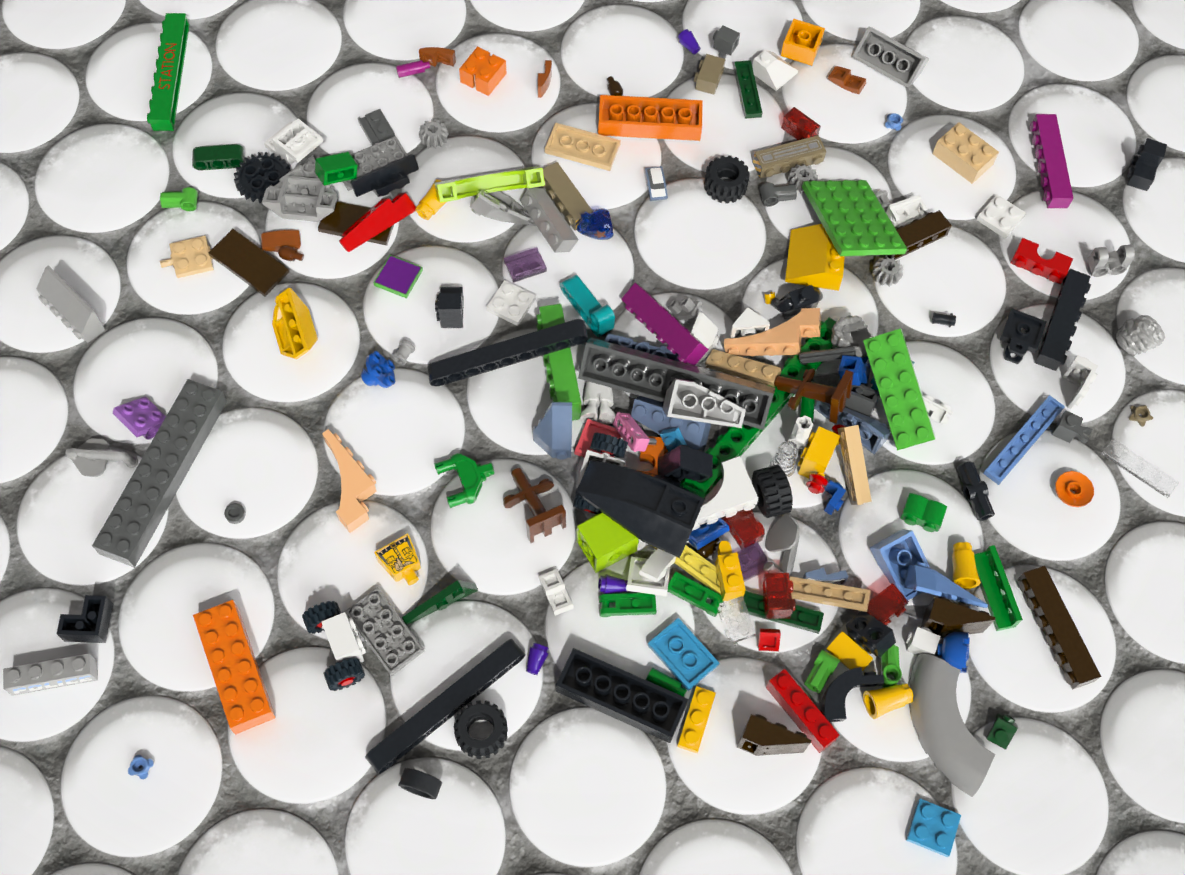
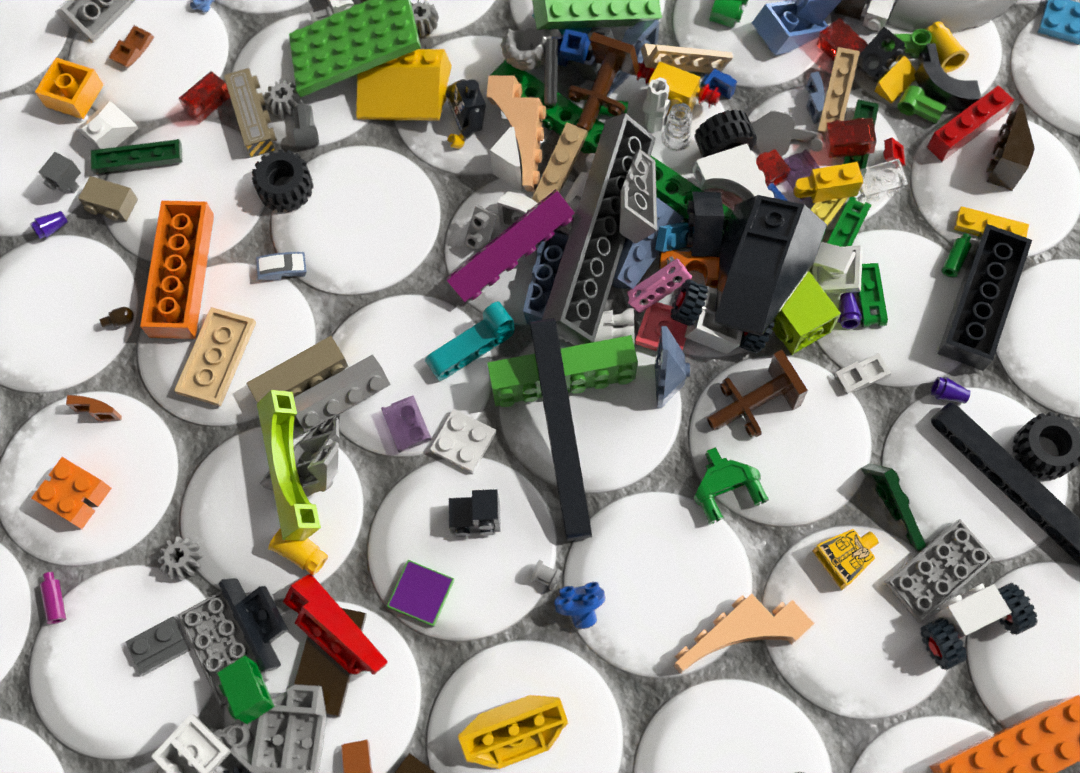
camera: 85 degrees left, 5 degrees up
(290, 254) = (382, 753): reddish brown cylinder -> none
(436, 55) = (32, 568): dark orange slope -> none
(596, 224) = (348, 330): clear blue piece -> none
(683, 654) = (921, 237): dark azure plate -> none

